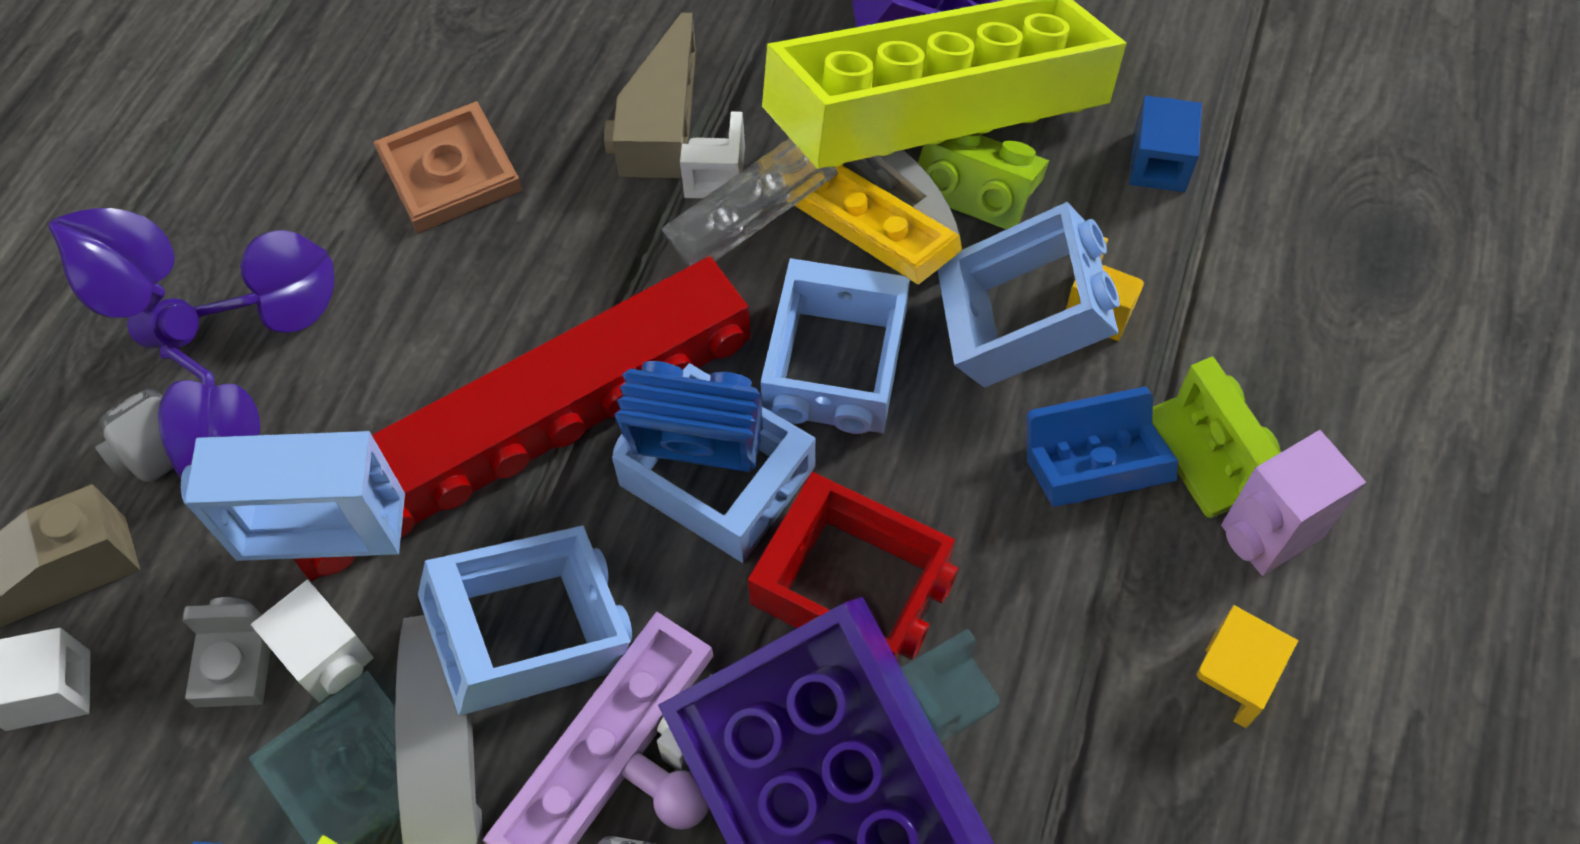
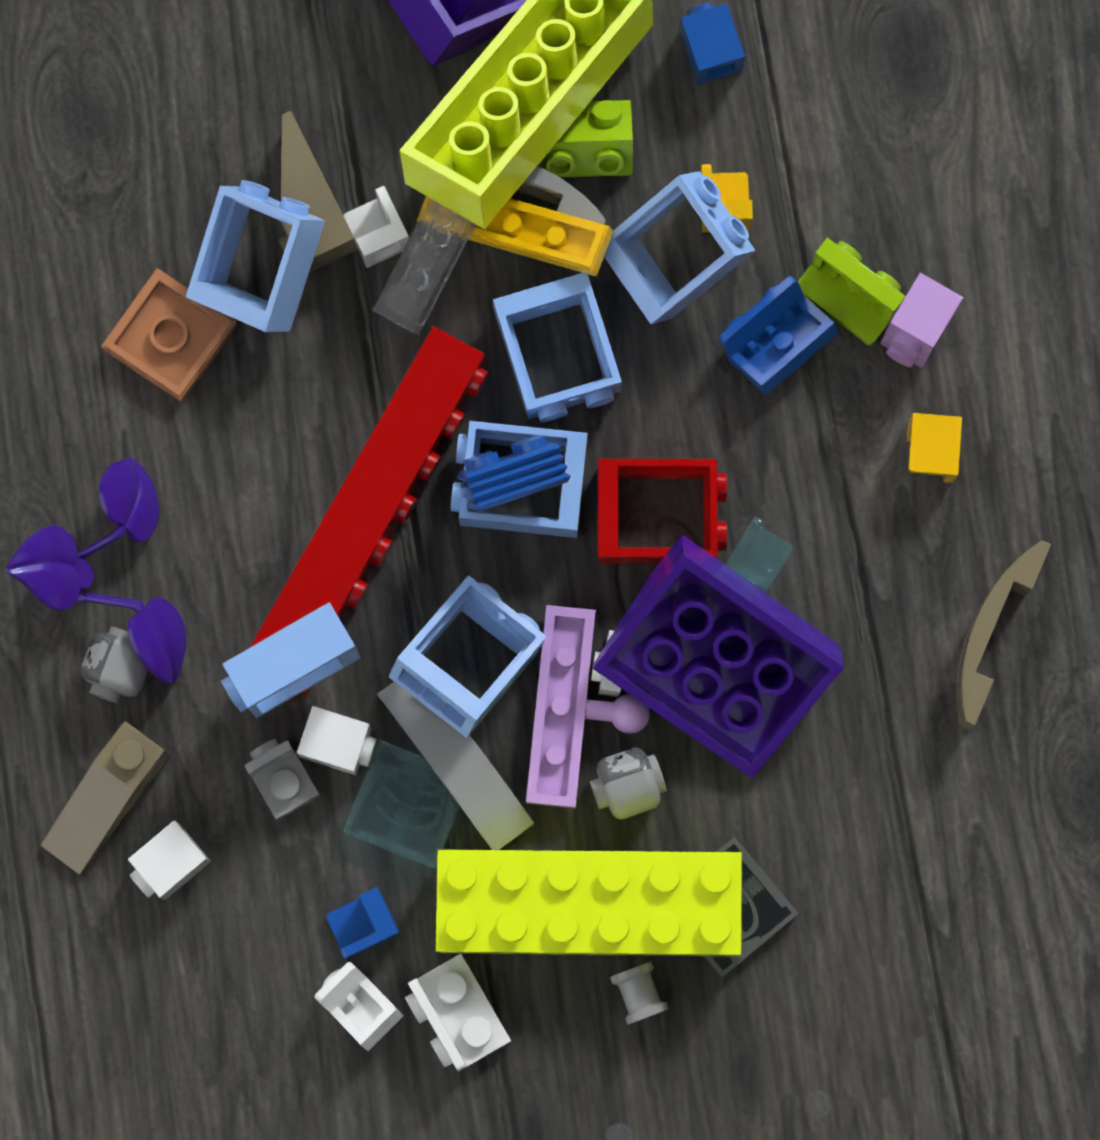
camera: 30 degrees left, 20 degrees up
(550, 90) = (220, 245): none -> light blue window

